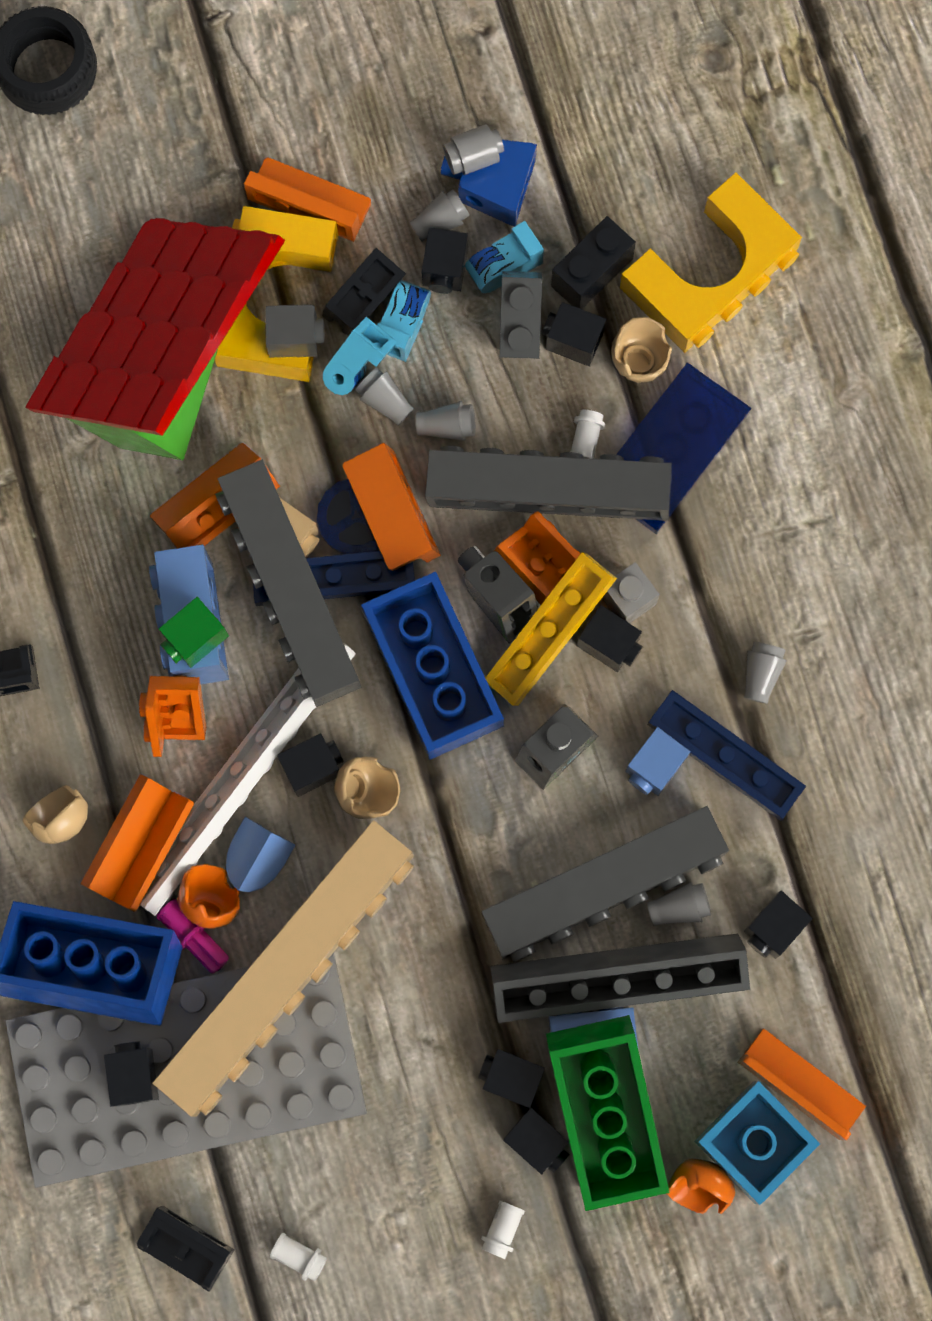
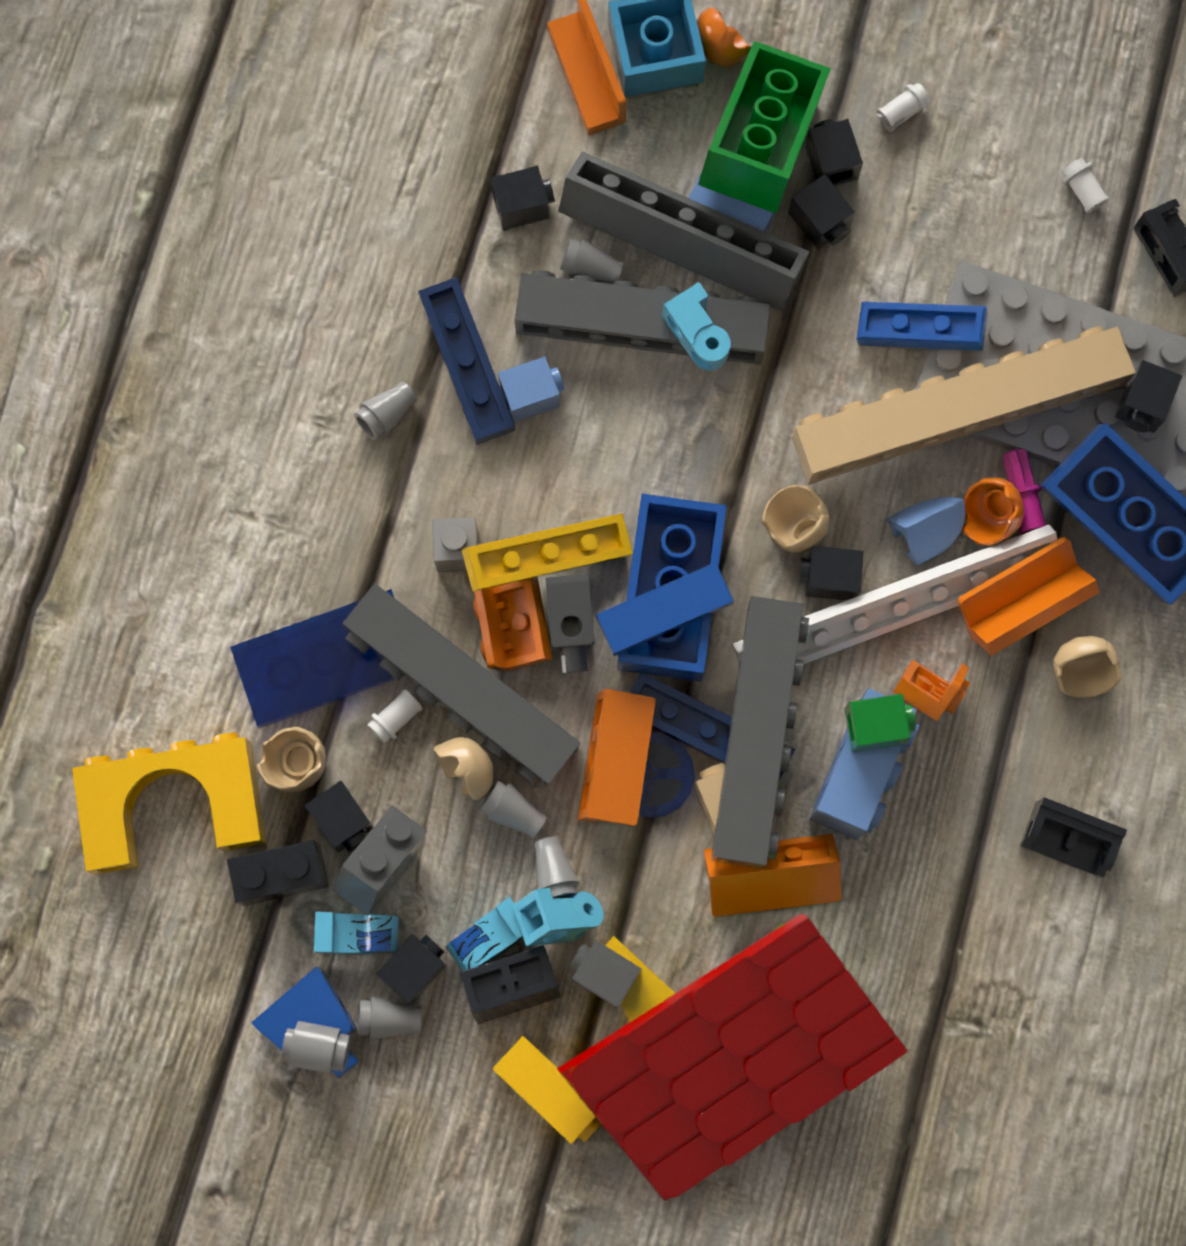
camera: 150 degrees left, 0 degrees up
(304, 194) = (498, 1124): orange panel -> none
(363, 1027) = (922, 325): none -> blue tile
(423, 632) = (664, 609): none -> blue tile
(500, 431) = (467, 760): none -> tan hair
(534, 879) = (694, 329): none -> medium azure leg
(555, 746) = (605, 453): dark grey torso -> none
(611, 639) = (497, 513): black brick -> none

